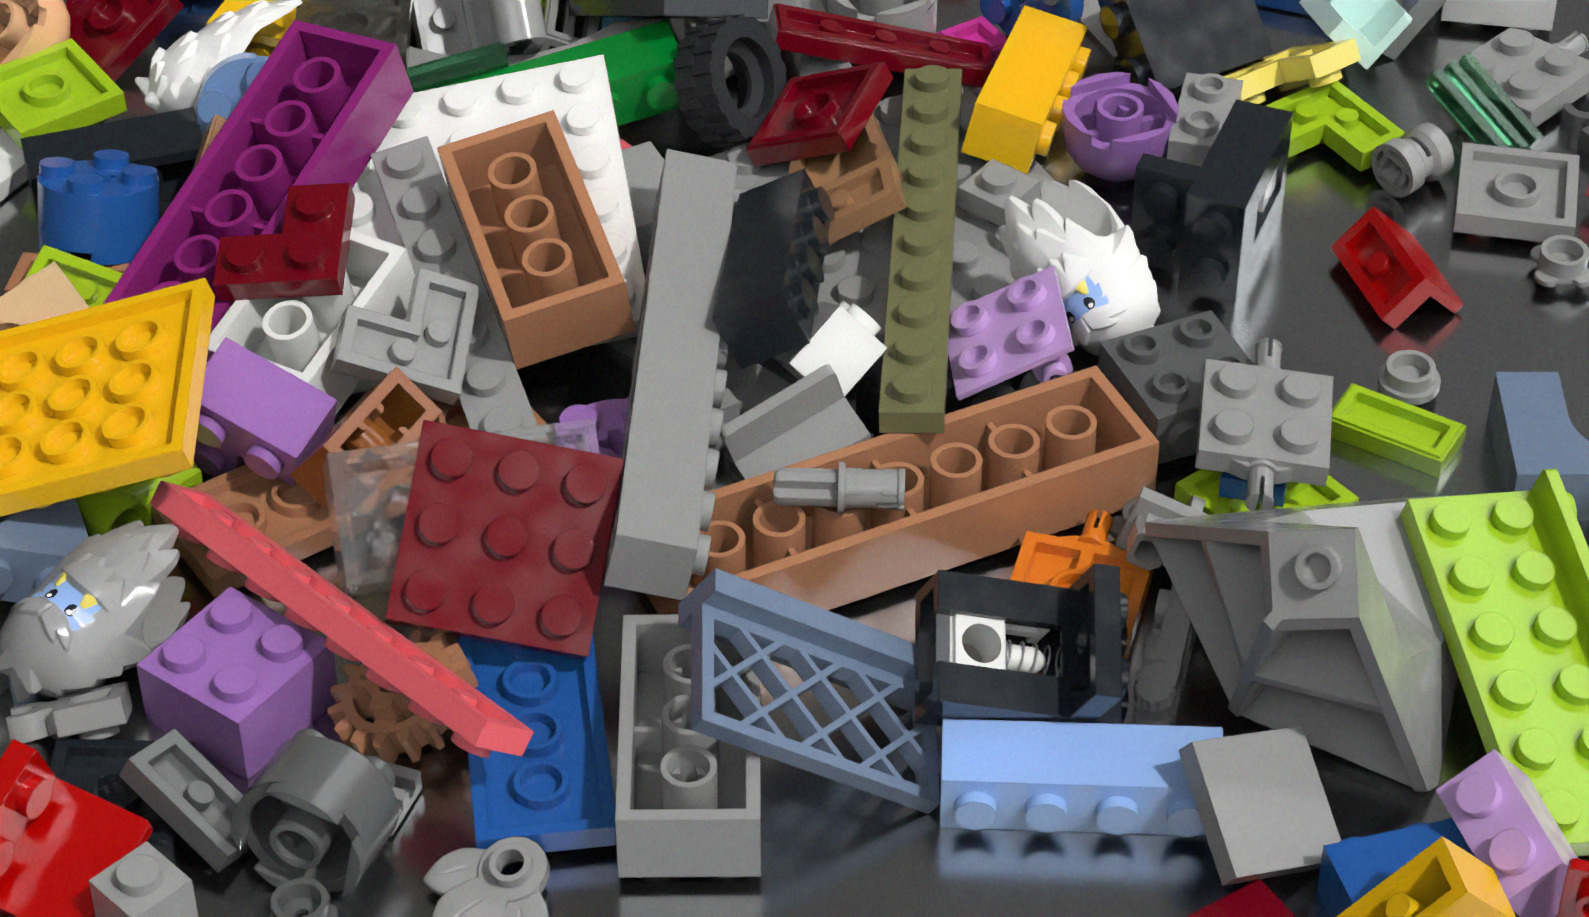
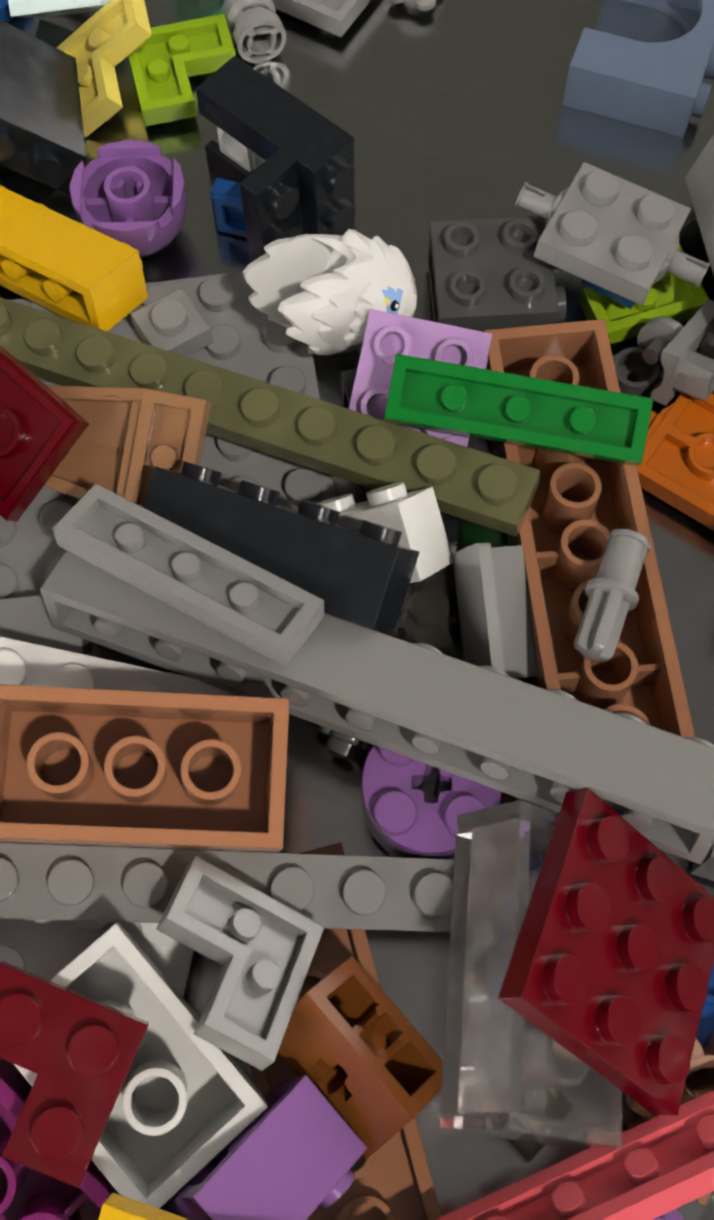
camera: 70 degrees left, 25 degrees up
(712, 210) = (190, 574): none -> light grey plate
(997, 382) = (518, 410): none -> green plate
(1201, 114) = (190, 143): light grey brick -> none
(1391, 268) = (381, 93): red panel -> none
(1396, 430) = (558, 162): lime tile -> none
(1409, 377) = (515, 131): light grey plate -> none

